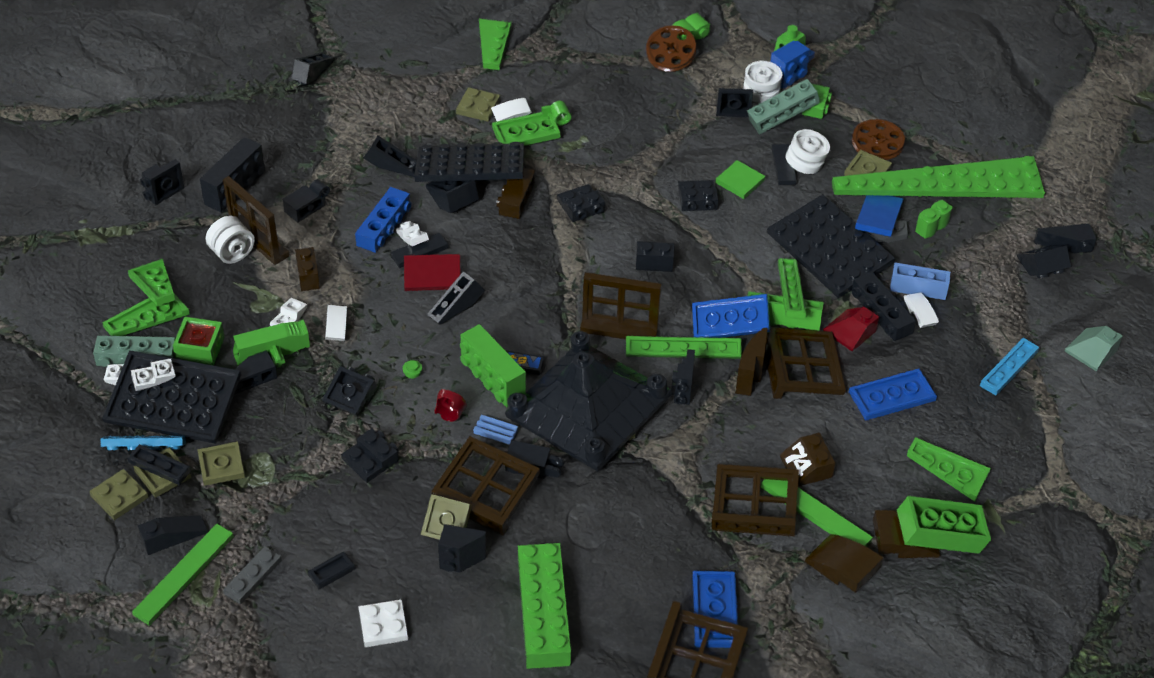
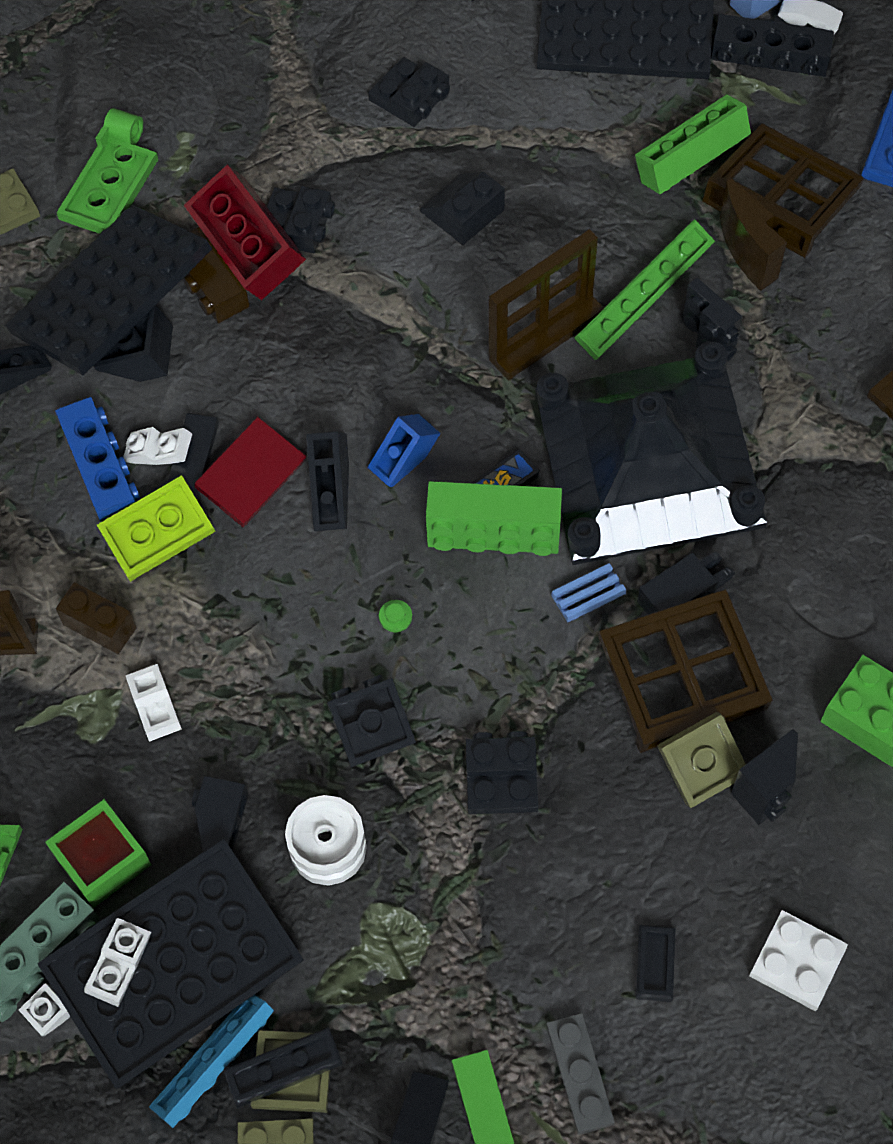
camera: 45 degrees left, 15 degrees up
(220, 463) = (347, 979): olive plate -> none
(276, 339) = (191, 758): bright green piece -> none
(276, 411) = (320, 820): none -> white wheel
(336, 322) = (228, 649): white slope -> none
(370, 259) = (156, 528): none -> lime plate
(450, 405) = (510, 617): dark red hair -> none
(500, 314) = (403, 448): none -> blue slope
(511, 109) = (56, 176): white slope -> none
(547, 186) = (244, 232): none -> dark red brick
(731, 316) = (658, 203): blue tile -> none
(740, 179) = (427, 30): bright green tile -> none
(791, 288) = (674, 109): bright green tile -> none
(853, 327) = (774, 95): dark red slope -> none

